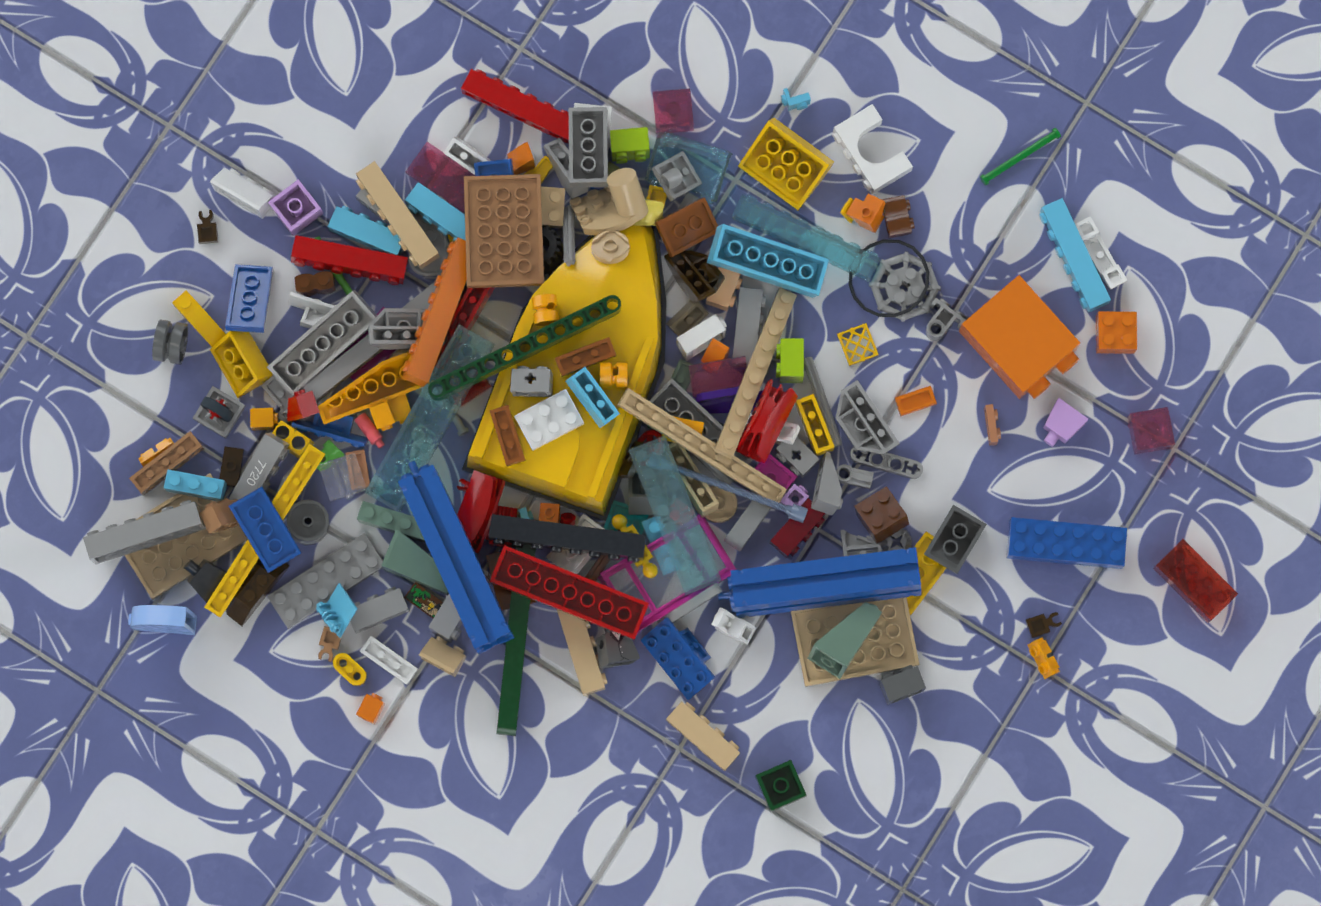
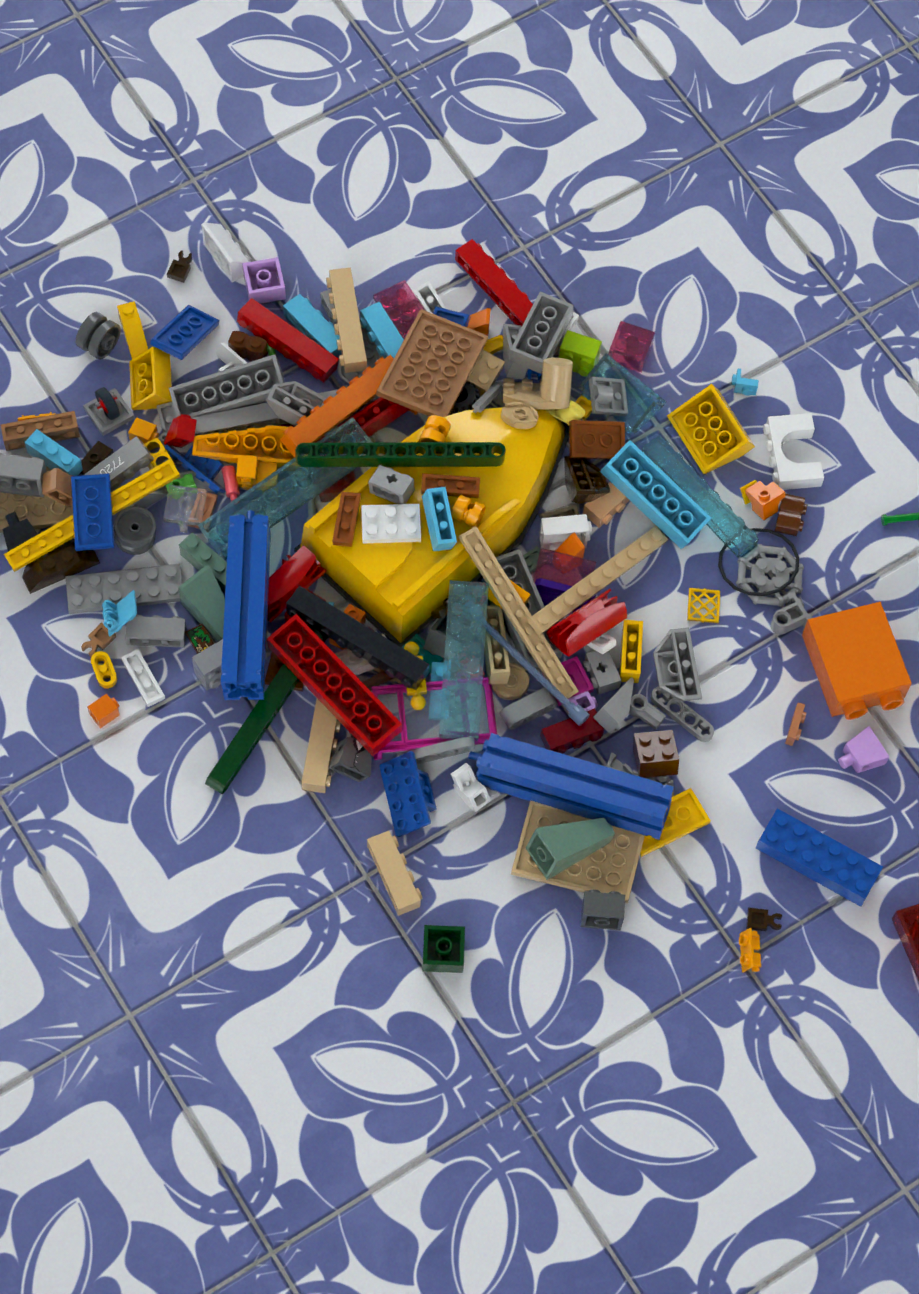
camera: 20 degrees right, 15 degrees down
(443, 656) = (192, 694): tan slope -> none
(748, 322) = (614, 539): light grey hinge -> none
(791, 357) = (636, 586): lime brick -> none
(822, 400) = (647, 640): light grey axle -> none
(915, 401) = (734, 675): orange tile -> none
(955, 539) = (715, 804): dark grey slope -> none

